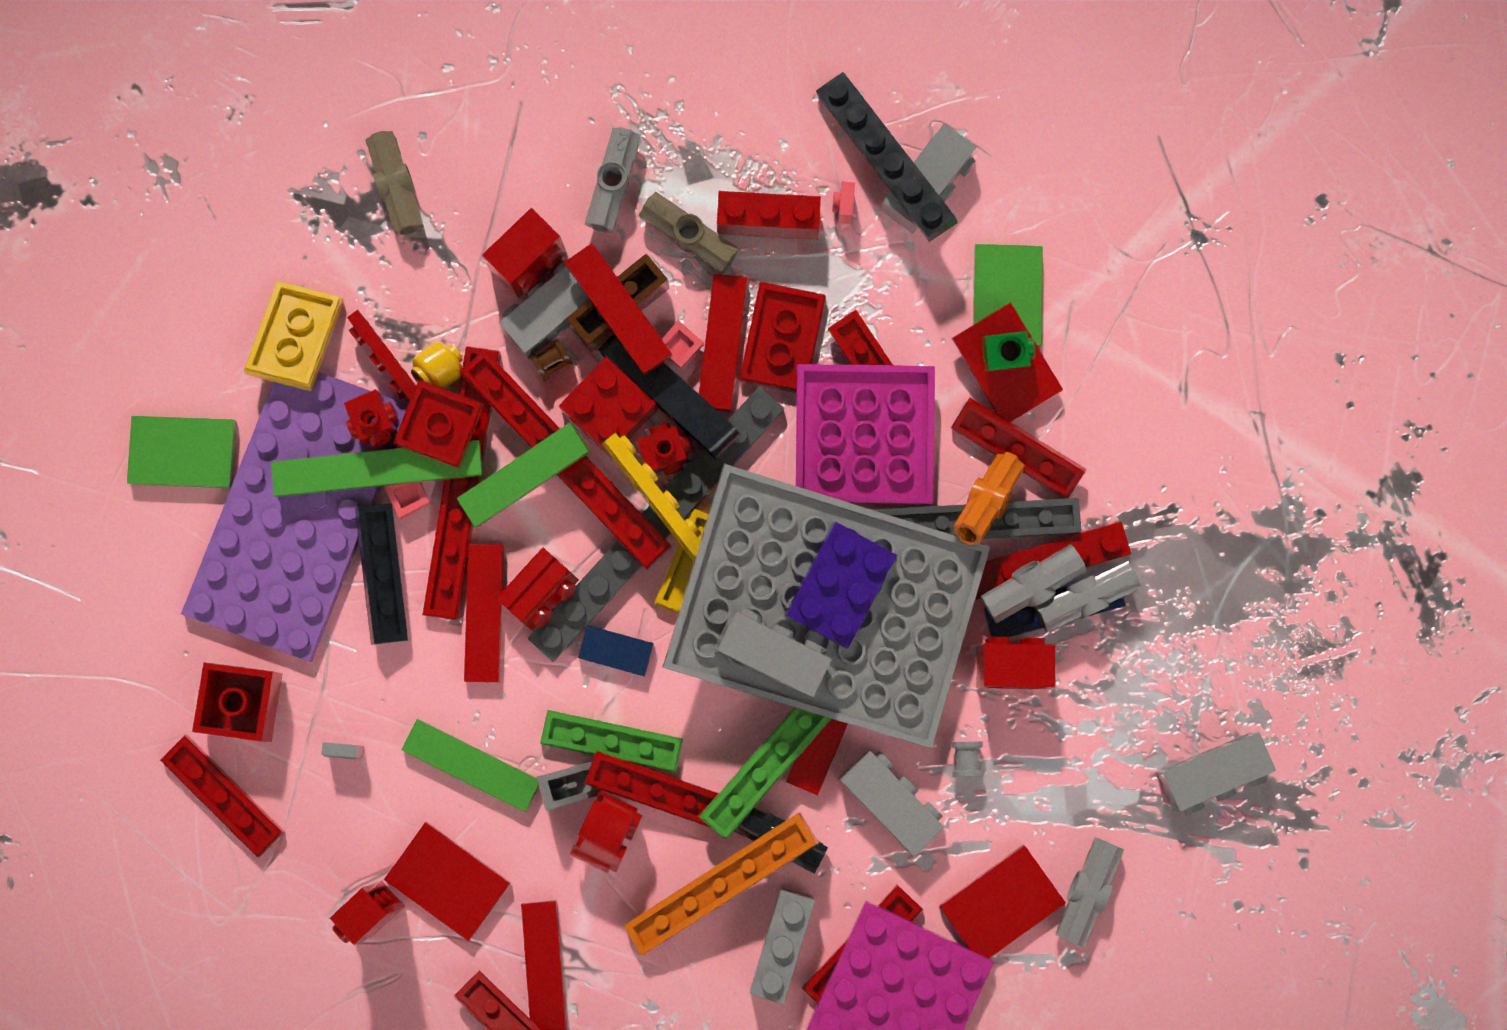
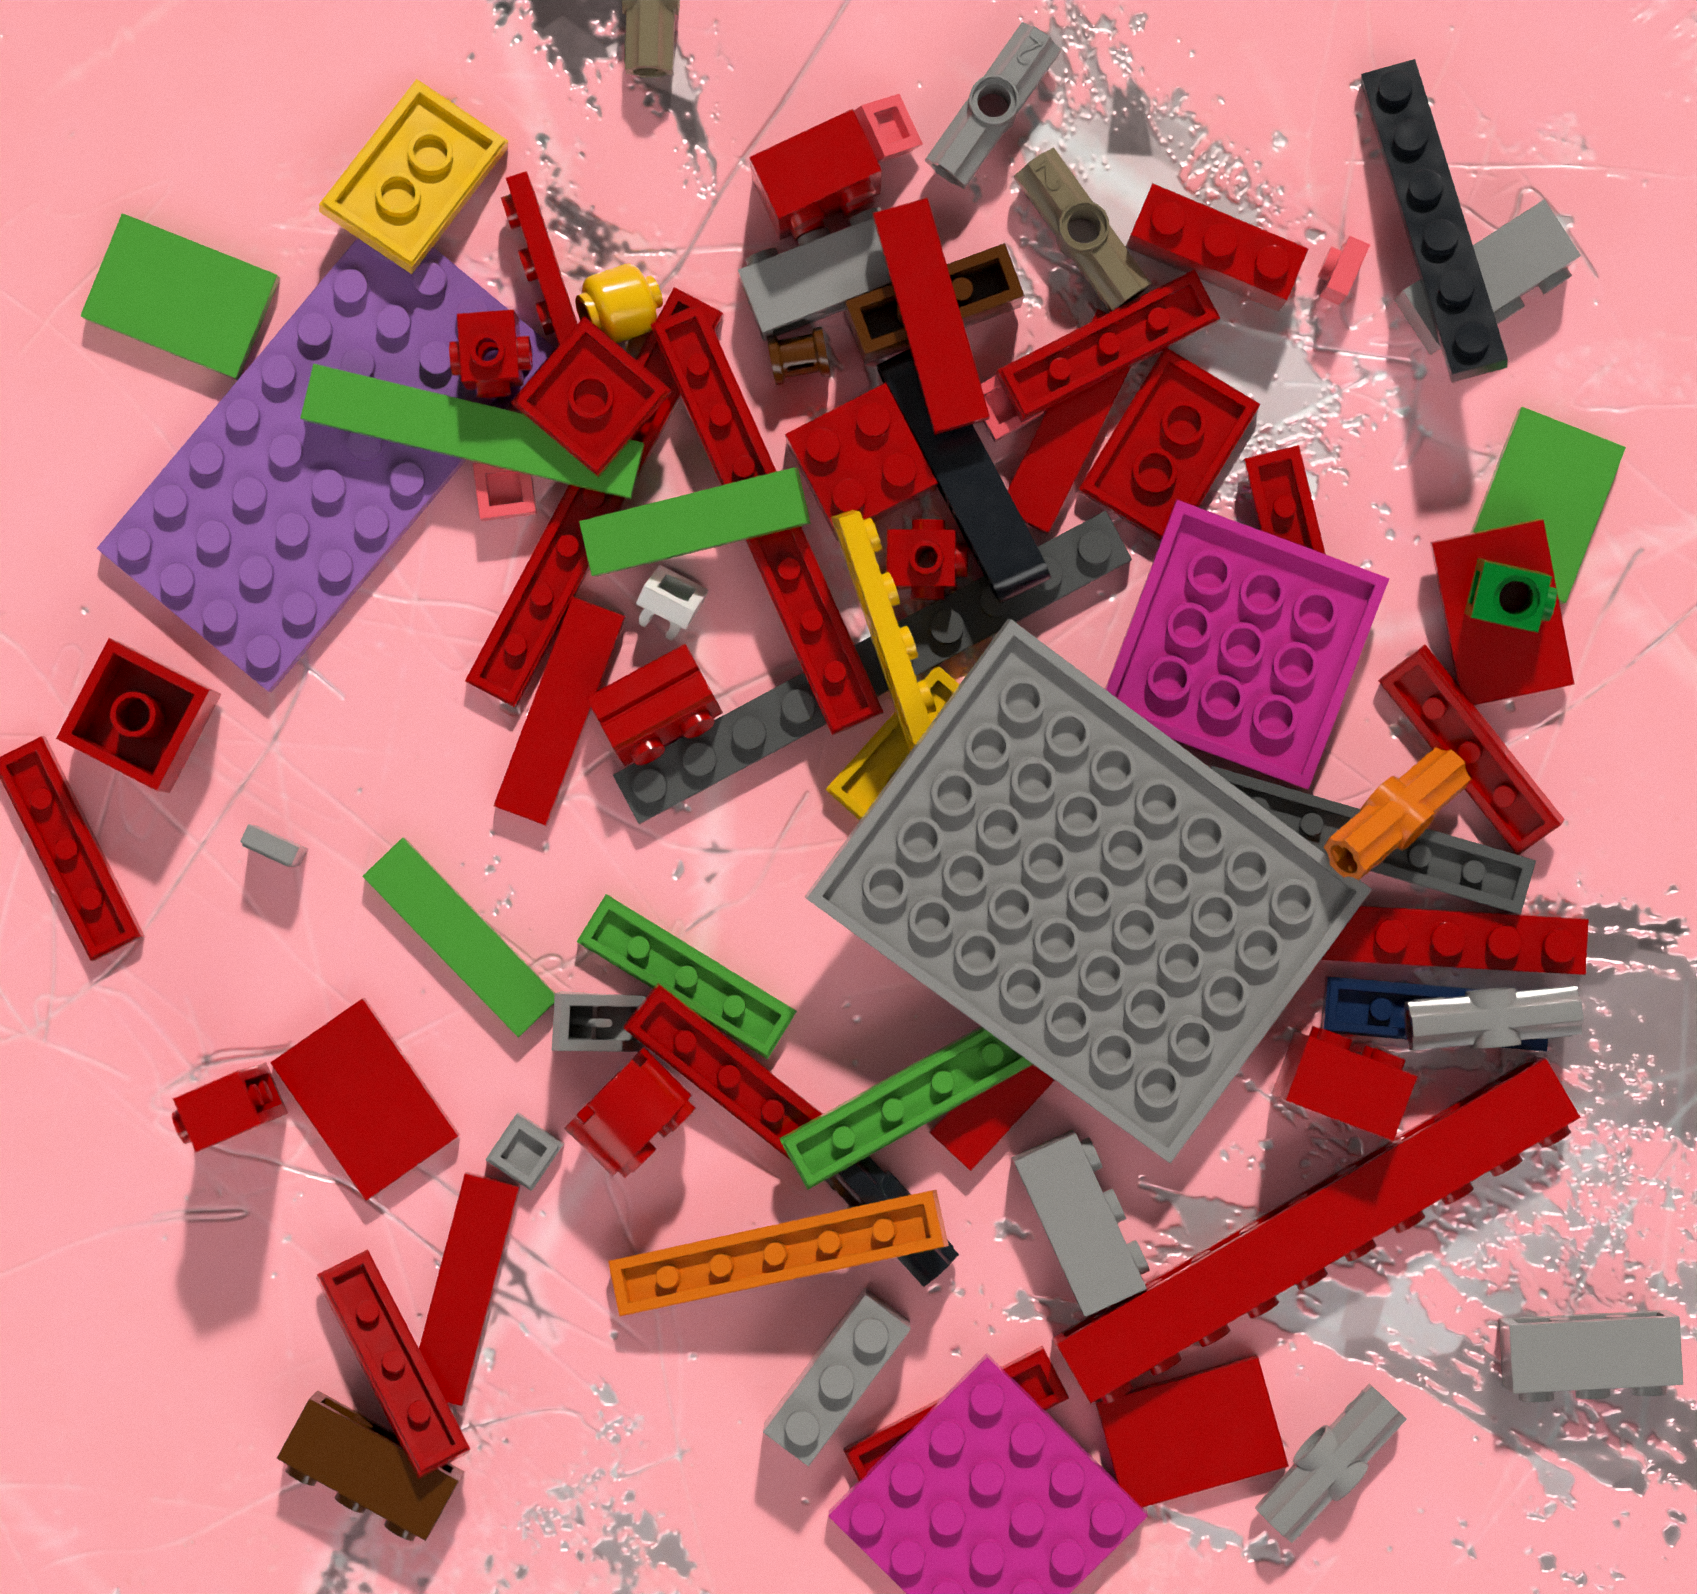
camera: 15 degrees right, 5 degrees up
(381, 574) = (423, 596): black plate -> none
(526, 524) = (670, 598): none -> white tile
(552, 878) = (524, 1151): none -> light grey tile
(557, 213) = (888, 128): none -> coral plate
(615, 650) = (741, 841): dark blue tile -> none
(726, 292) = (1107, 345): none -> red tile
(773, 652) = (982, 935): light grey brick -> none
(840, 585) = (1122, 868): dark purple plate -> none
(967, 759) = (1219, 1197): light grey bush -> none
(1030, 757) = (1318, 1228): none -> red brick
(1033, 583) = (1418, 968): light grey piece -> none

